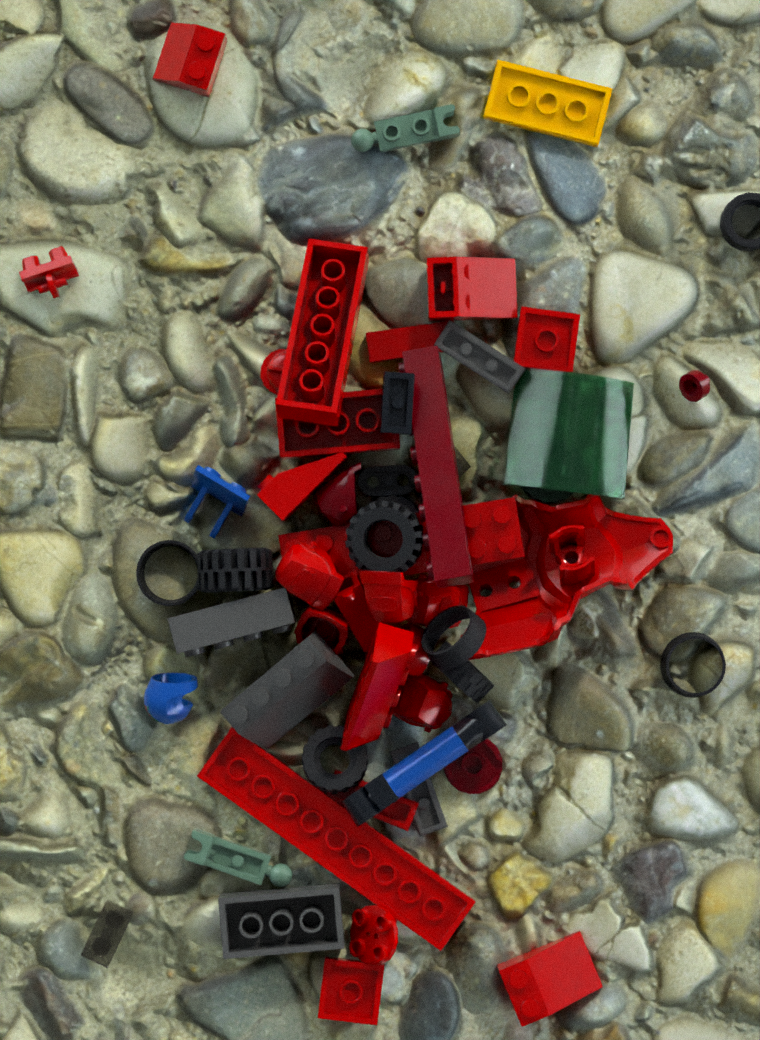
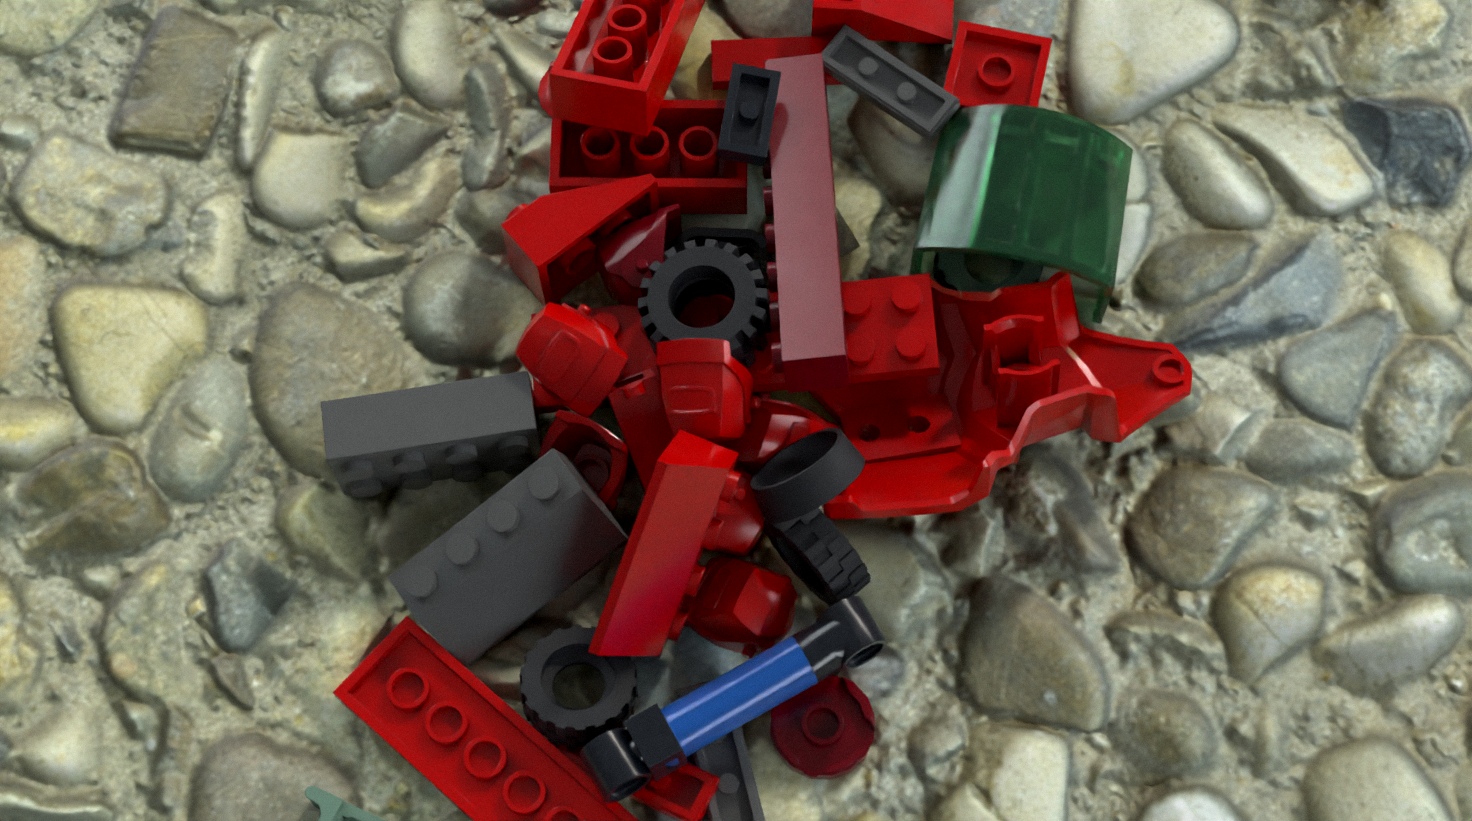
camera: 10 degrees right, 20 degrees down
(141, 578) = (330, 320): black tyre -> none
(165, 694) = (296, 557): blue helmet -> none
(209, 482) = (445, 233): blue plate -> none
(235, 570) = (446, 342): black tyre -> none
(664, 663) = (1198, 633): black tyre -> none
(694, 385) = (1231, 156): dark red tile -> none

